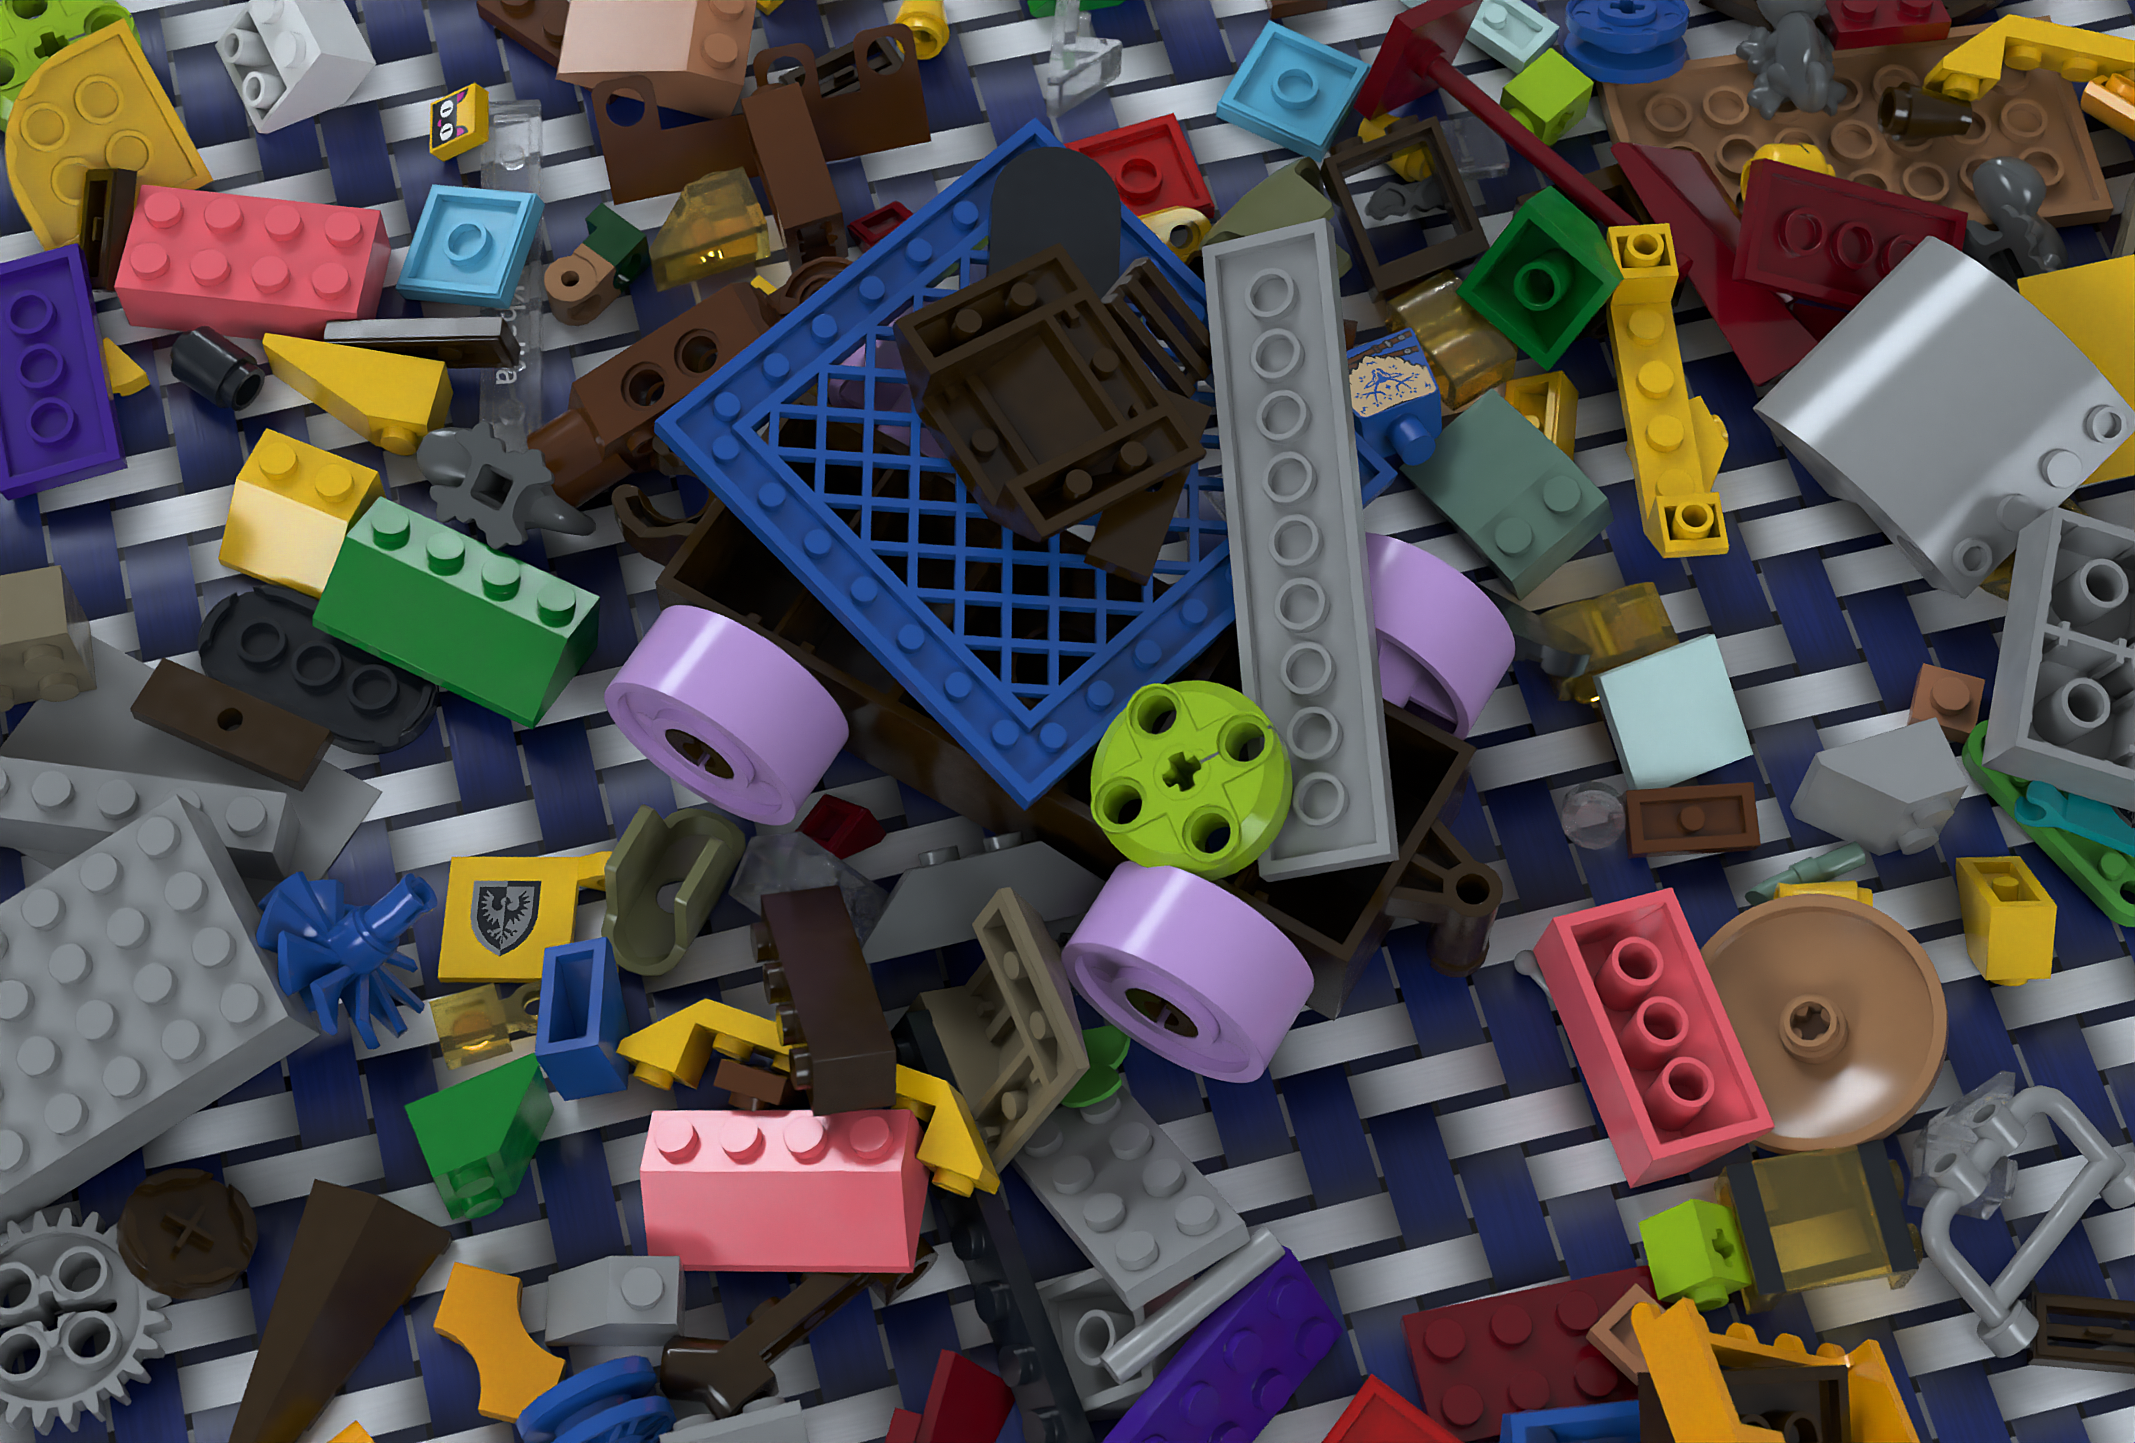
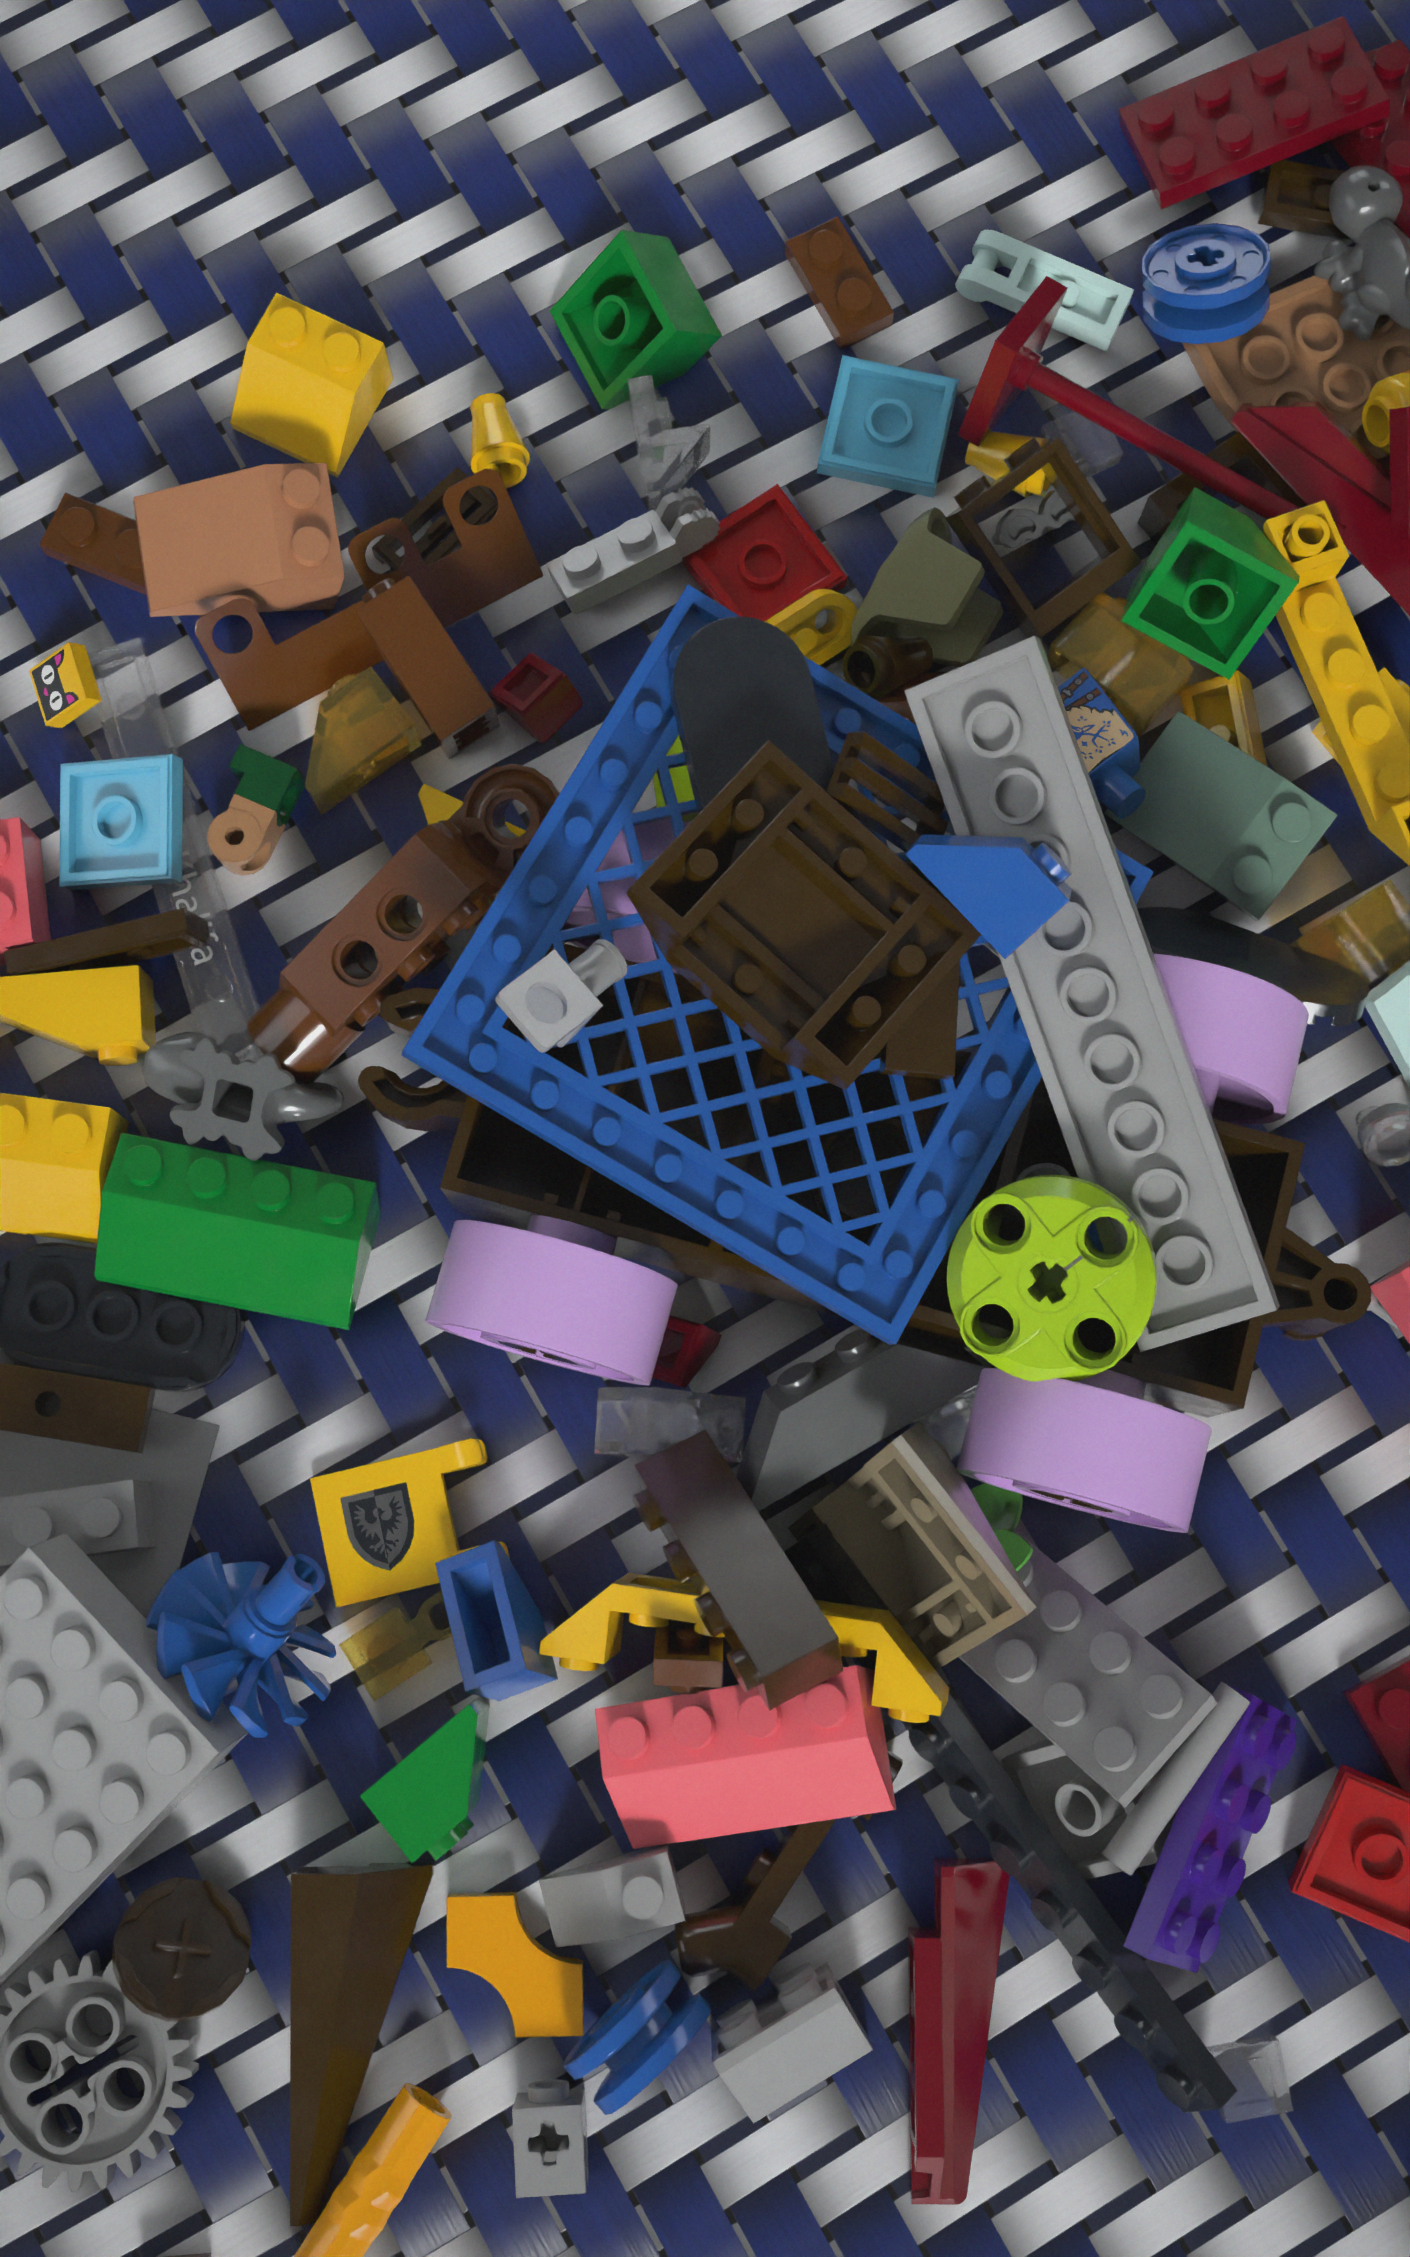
camera: 15 degrees left, 15 degrees up
(683, 847) = (524, 1508): olive piece -> none
(807, 401) = (559, 998): none -> light grey bracket
(970, 139) = (634, 551): none -> light grey hinge
(1232, 415) = (995, 883): none -> blue slope
(1548, 96) = (1143, 371): lime brick -> none

